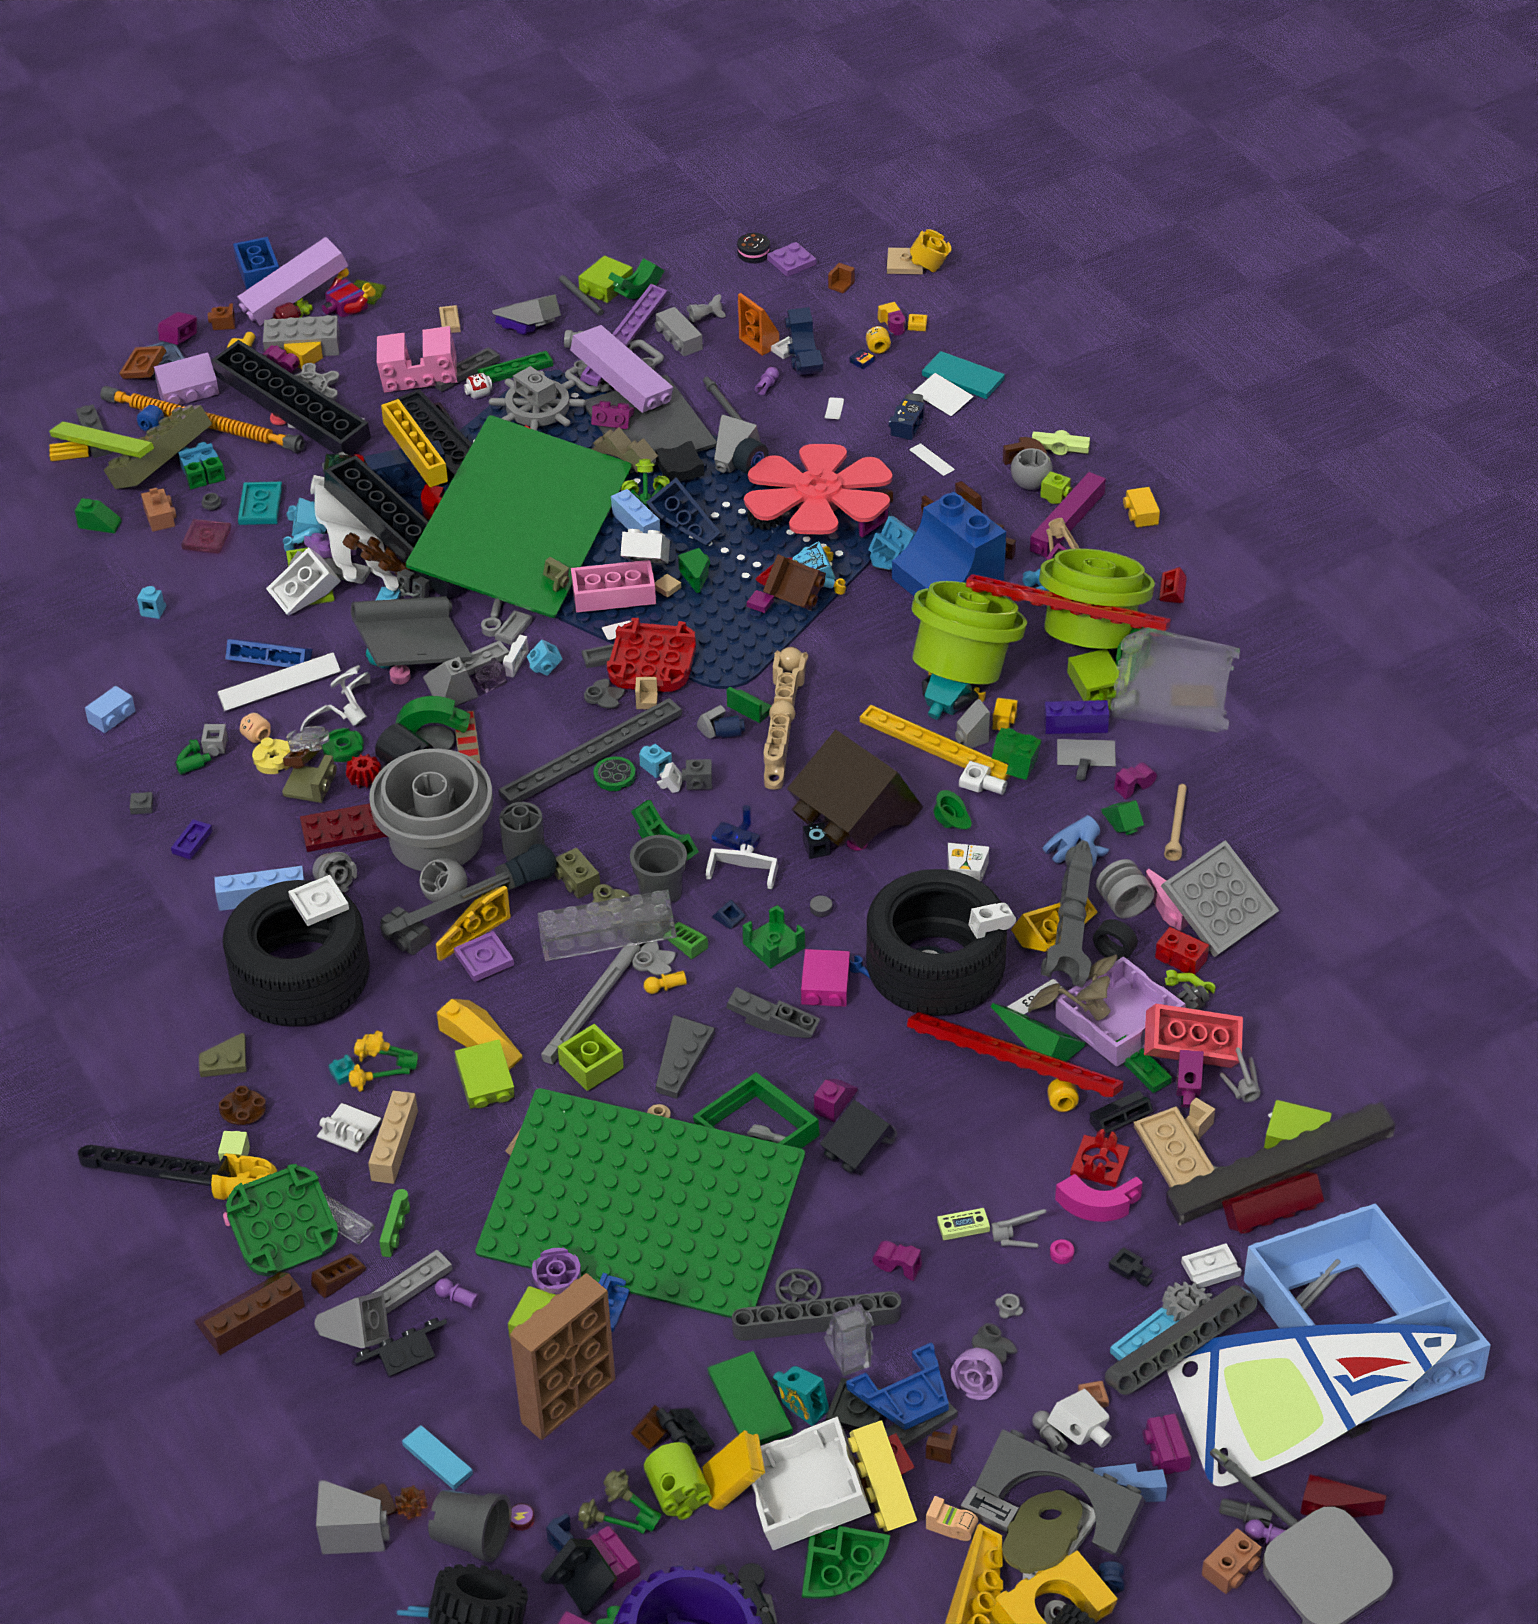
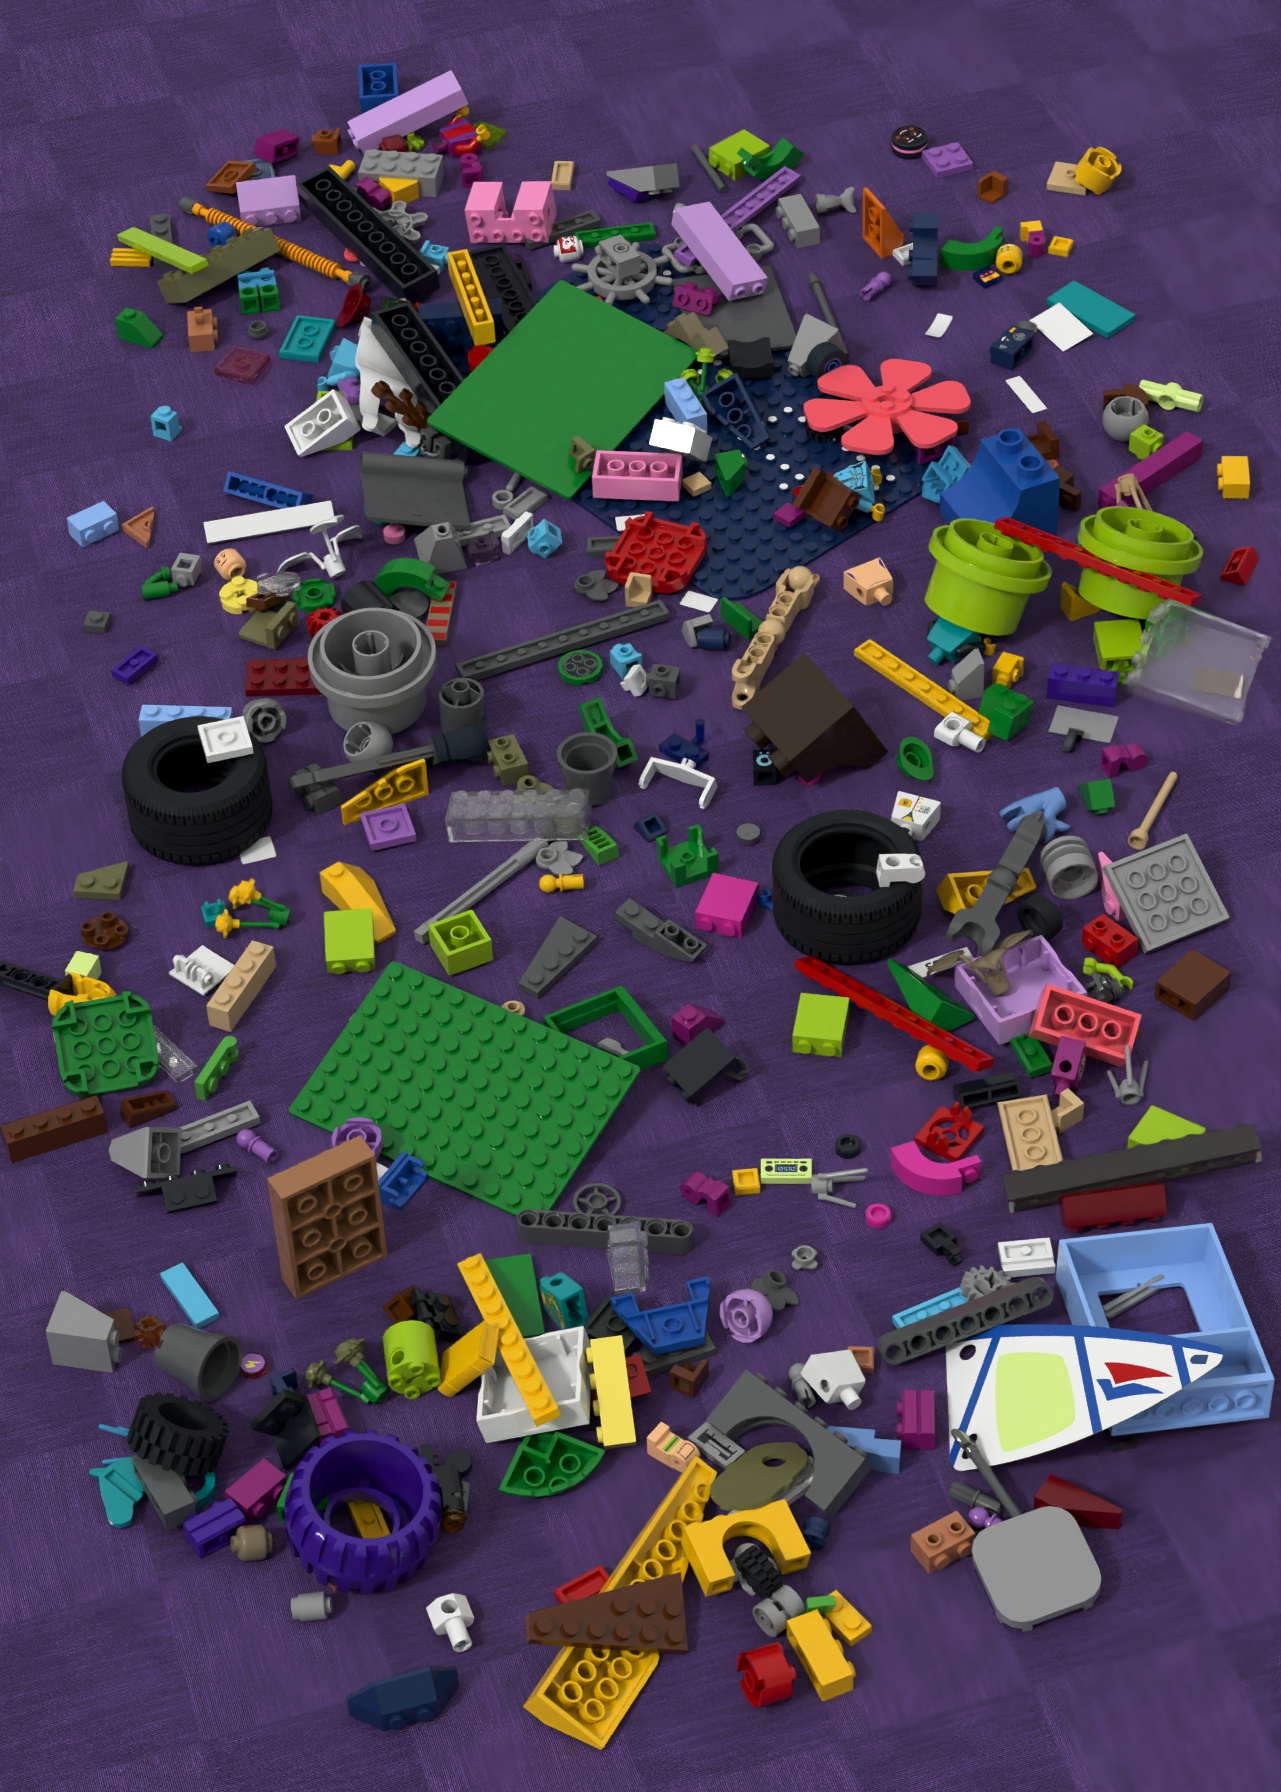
camera: 15 degrees right, 0 degrees up
(155, 705) = (140, 527): none -> nougat tile
(296, 466) = (355, 306): none -> dark red piece
(359, 407) = (435, 254): none -> medium azure brick
(365, 326) = (471, 170): none -> magenta leg
(367, 1000) = (259, 851): none -> white sticker
(702, 694) = (698, 601): none -> white sticker
(773, 1448) = (510, 1341): none -> yellow plate
(845, 341) = (972, 256): none -> green arch
(854, 653) = (870, 583): none -> light nougat torso
(929, 1241) = (746, 1181): none -> yellow tile
(949, 1077) = (820, 1025): none -> lime brick
(1011, 1189) = (847, 1146): none -> black tile
(1042, 643) = (1074, 604): none -> yellow slope
(1269, 979) = (1192, 985): none -> reddish brown brick

